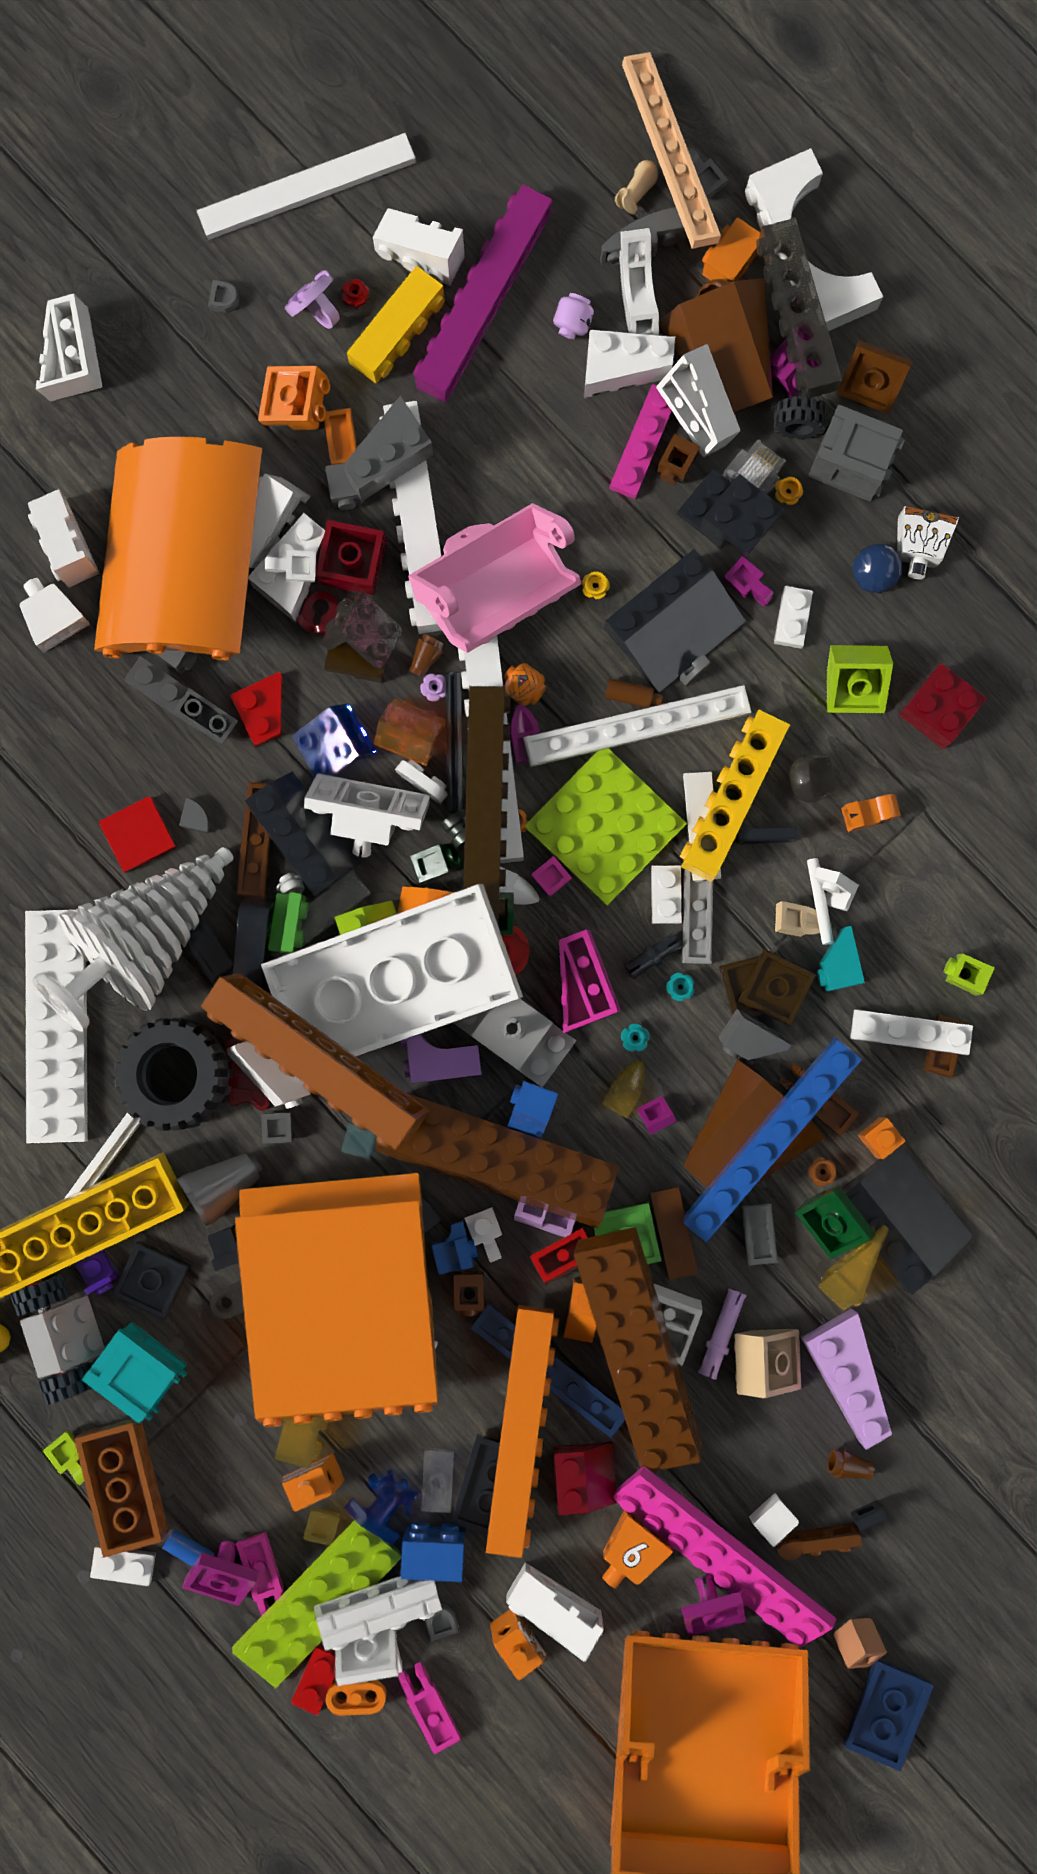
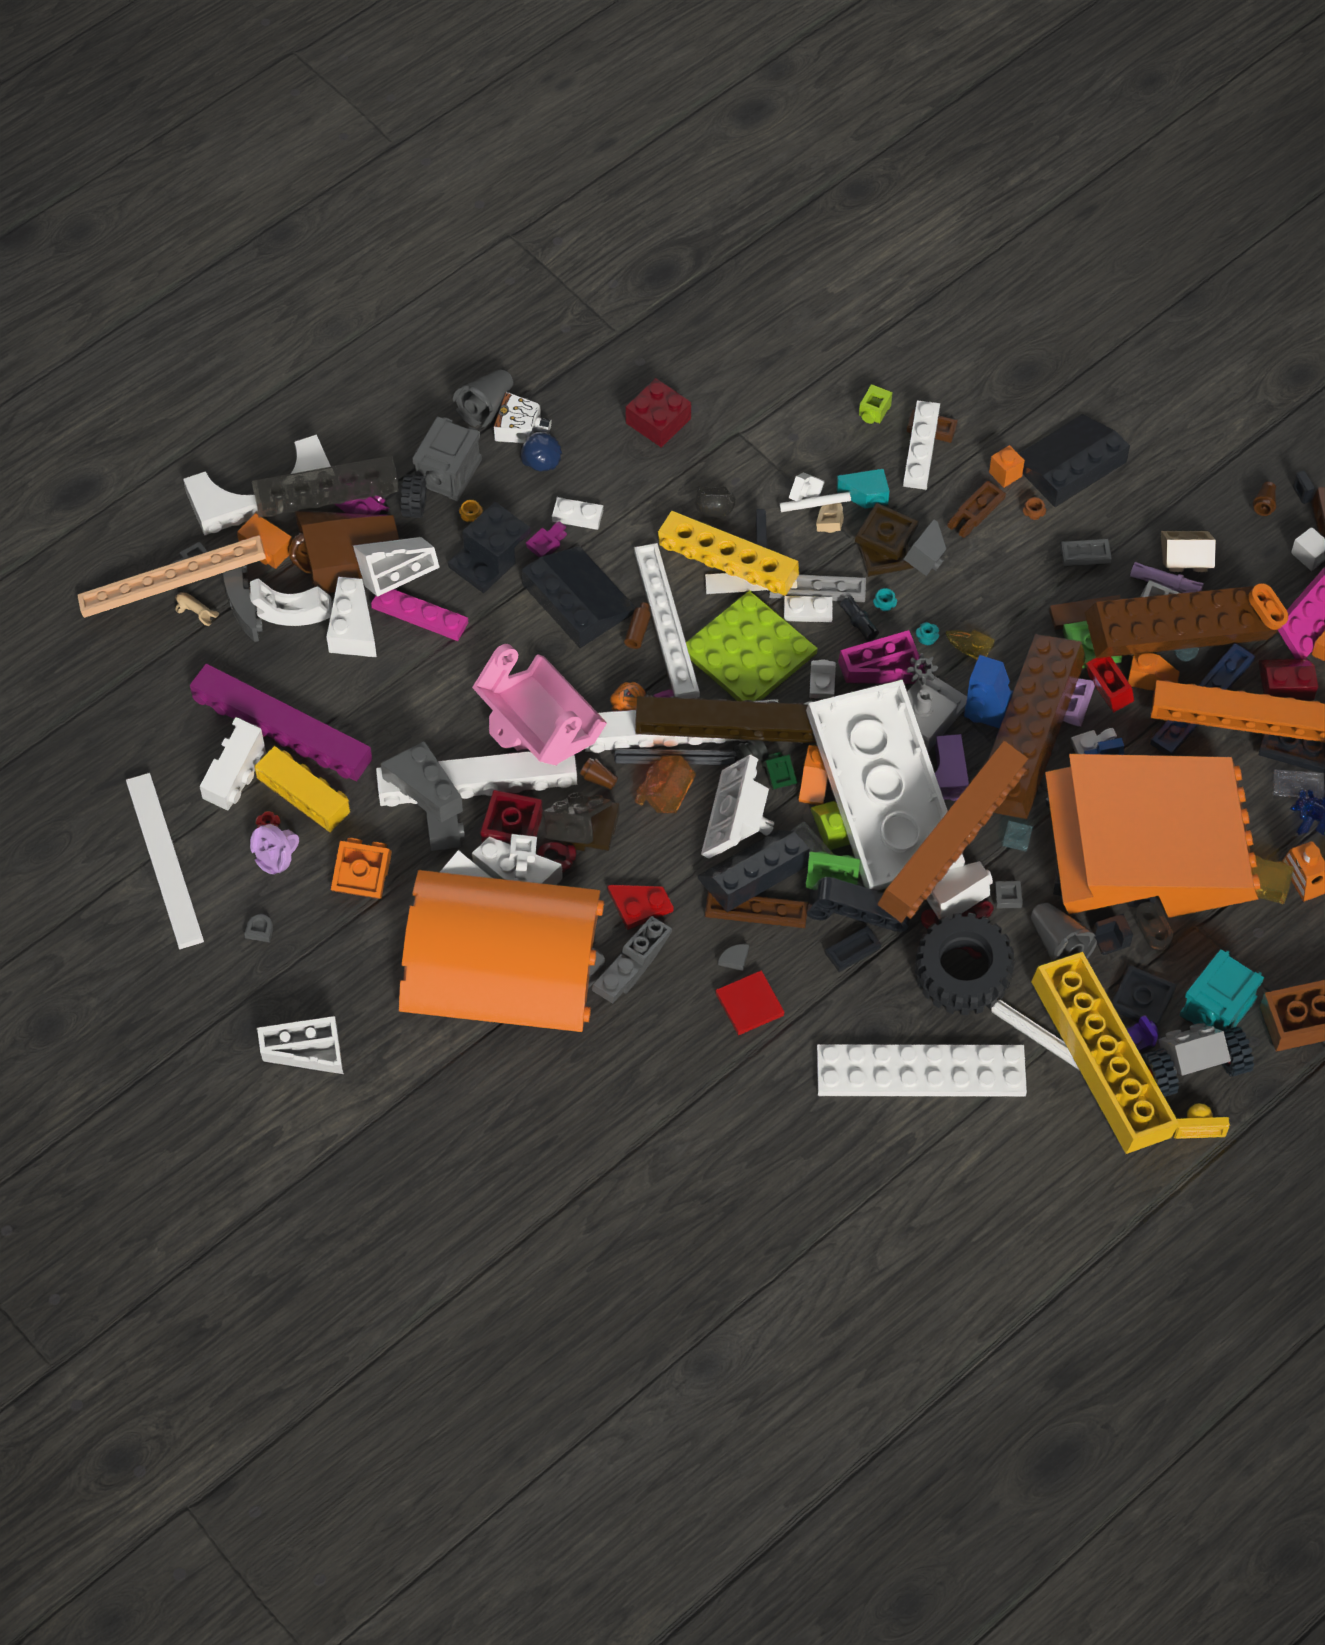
camera: 90 degrees left, 25 degrees down
(50, 615) = (547, 1067): white torso -> none
(62, 539) = (479, 1054): white wedge -> none
(64, 1456) = (1297, 1060): lime plate -> none
(134, 936) = (847, 983): white plant -> none
(290, 883) = (797, 881): white plate -> none
(333, 740) = (674, 847): clear blue bracket -> none
(340, 435) = (401, 836): orange tile -> none
(413, 774) = (704, 784): white plate -> none
(429, 681) = (623, 775): lavender plate -> none
(465, 1280) = (1142, 746): reddish brown brick -> none
(551, 876) = (792, 687): dark pink plate -> none
(559, 1035) = (927, 664): none -> dark grey gear
(563, 912) = (822, 679): none -> white bracket
(573, 316) = (307, 656): lavender head -> none
(598, 578) = (543, 644): yellow plate -> none
(656, 1115) = (991, 618): magenta plate -> none
(660, 1459) = (1268, 606): none -> orange plate
(678, 451) = (440, 584): reddish brown brick -> none
(695, 670) = (619, 578): dark grey tile -> none
(734, 1118) = (1004, 558): reddish brown wedge -> none
(758, 466) = (449, 531): clear piece -> none
(771, 1139) = (1011, 528): blue brick -> none
(834, 1222) = (1074, 493): dark green plate -> none
(848, 1371) = (1195, 494): lavender wedge -> none
(850, 1276) = (1114, 483): clear yellow slope -> none
(858, 678) = (632, 467): lime slope -> none
(870, 812) = (743, 465): orange leg -> none
(874, 377) = (383, 439): reddish brown tile -> none
(954, 493) = (483, 397): none -> dark grey cone

